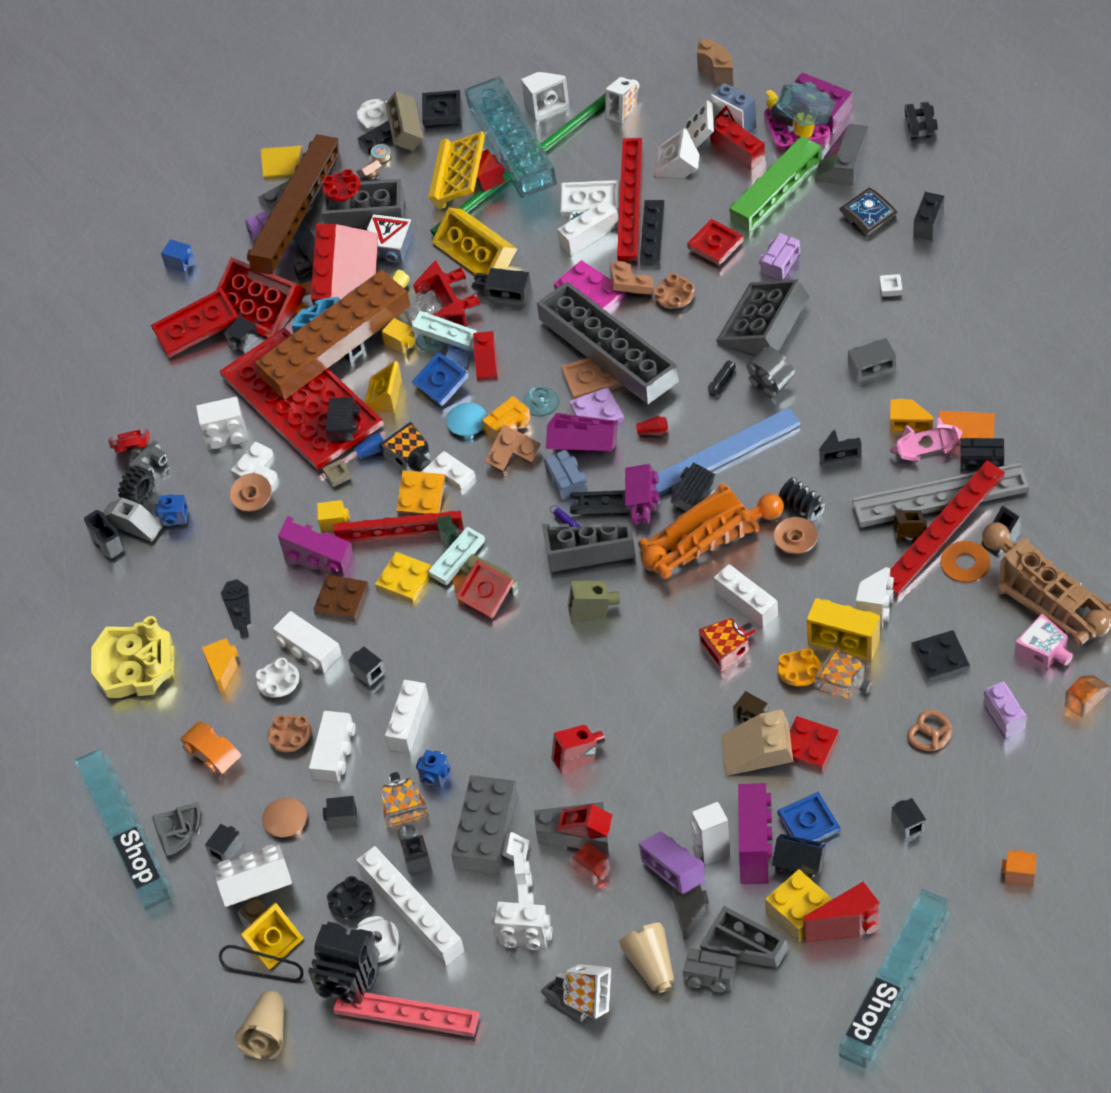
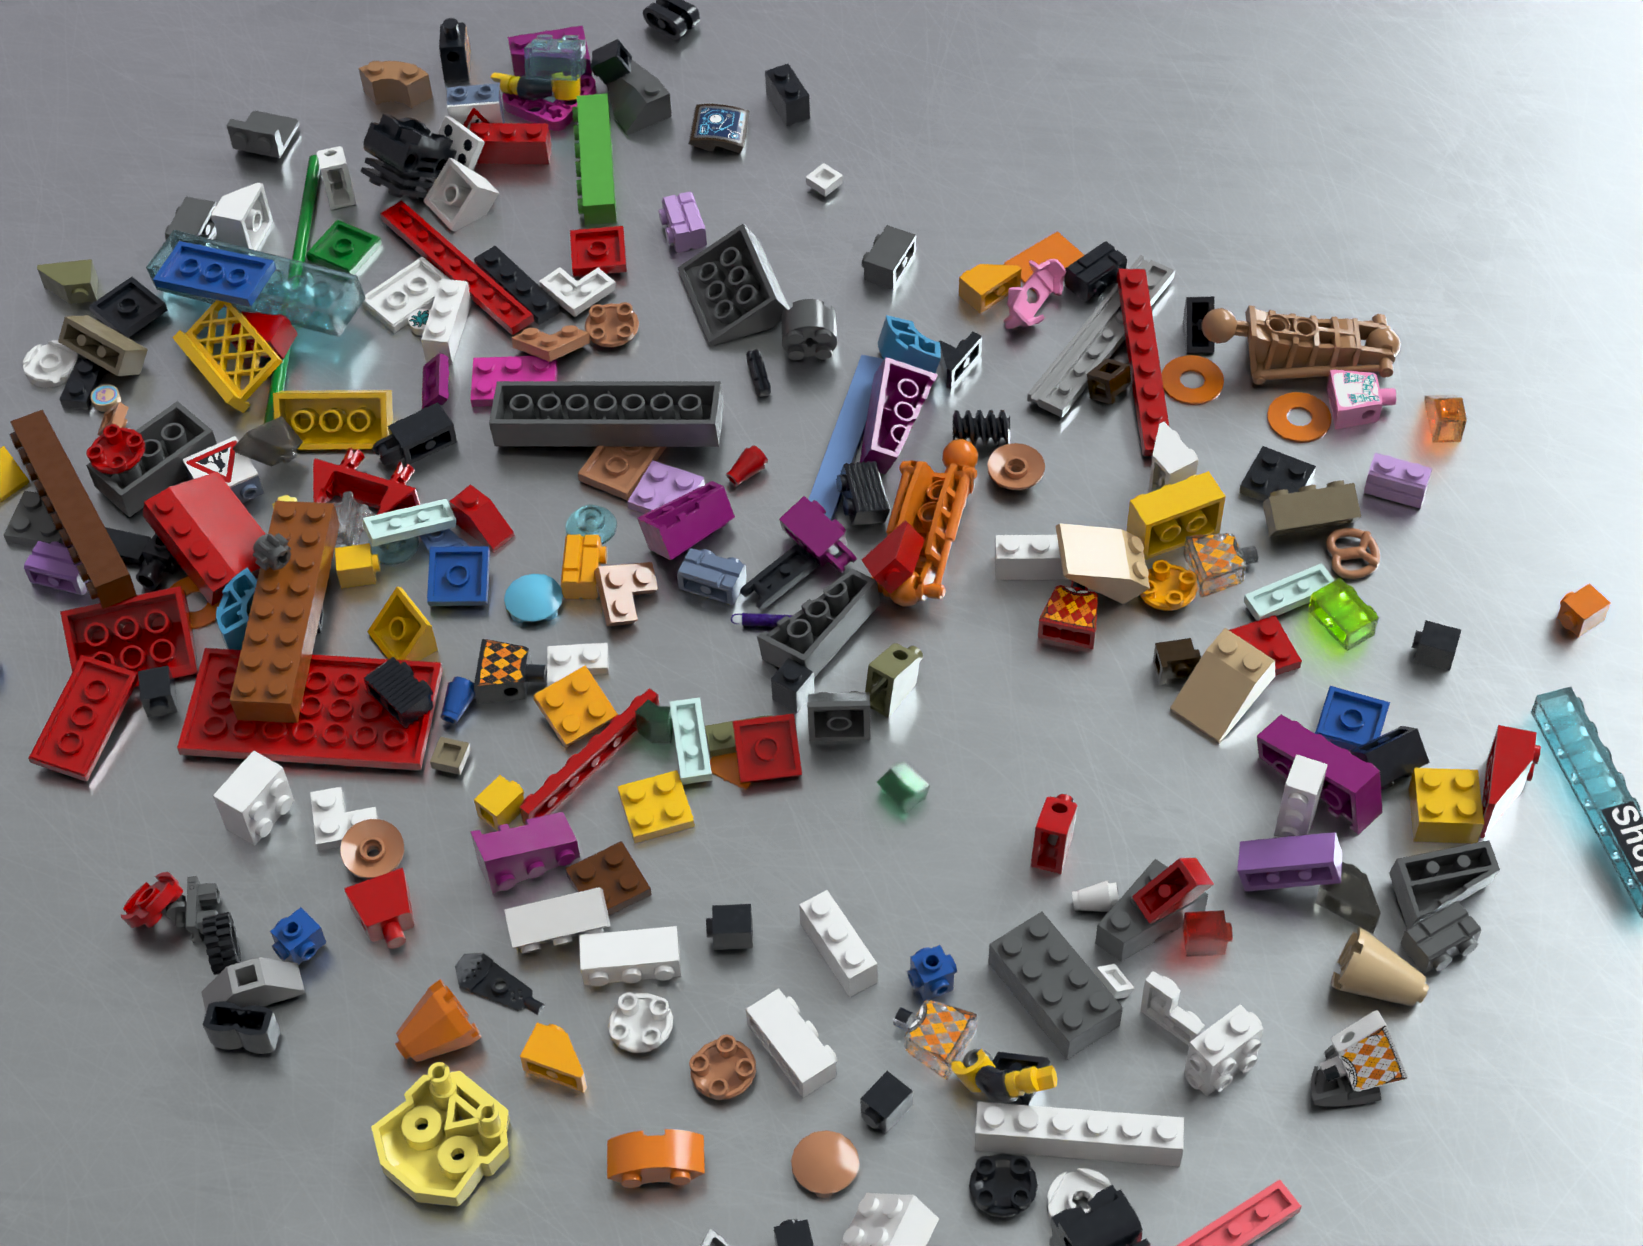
camera: 50 degrees left, 0 degrees up
(187, 603) = (436, 1026): none -> orange cone
(226, 526) = (383, 907): none -> red torso
(291, 596) = (557, 919): none -> white brick
(343, 295) = (271, 551): none -> dark grey gear
(392, 843) = (1003, 1085): none -> yellow piece
(423, 235) = (270, 443): none -> clear smoke slope
(430, 72) = (71, 280): none -> olive slope
(486, 116) = (214, 273): none -> blue plate
(513, 77) = (193, 218): none -> dark grey brick
(531, 664) = (904, 786): none -> clear green piece
(536, 565) = (792, 685): none -> black brick
(540, 599) = (839, 716): none -> dark grey slope
(550, 256) = (435, 381): none -> magenta plate
(559, 798) = (1096, 897): none -> white cone
(586, 147) = (344, 248): none -> green tile
(616, 47) = (262, 133): none -> dark grey bracket
(655, 534) = (895, 557): none -> red slope
(661, 110) = (405, 155): none -> black piece
(676, 261) = (580, 294): none -> white plate
(762, 452) = (893, 408): none -> magenta wedge
(767, 62) = (455, 39): none -> black torso
(767, 621) = (1103, 560): none -> slope
(812, 423) = (906, 344): none -> dark azure brick
(843, 126) = (611, 62): none -> black brick
(863, 724) = (1287, 593): none -> light aqua plate
(877, 759) = (1343, 614): none -> clear neon green brick
(931, 685) = (1311, 508): none -> dark tan brick
(993, 617) = (1282, 427): none -> orange gear

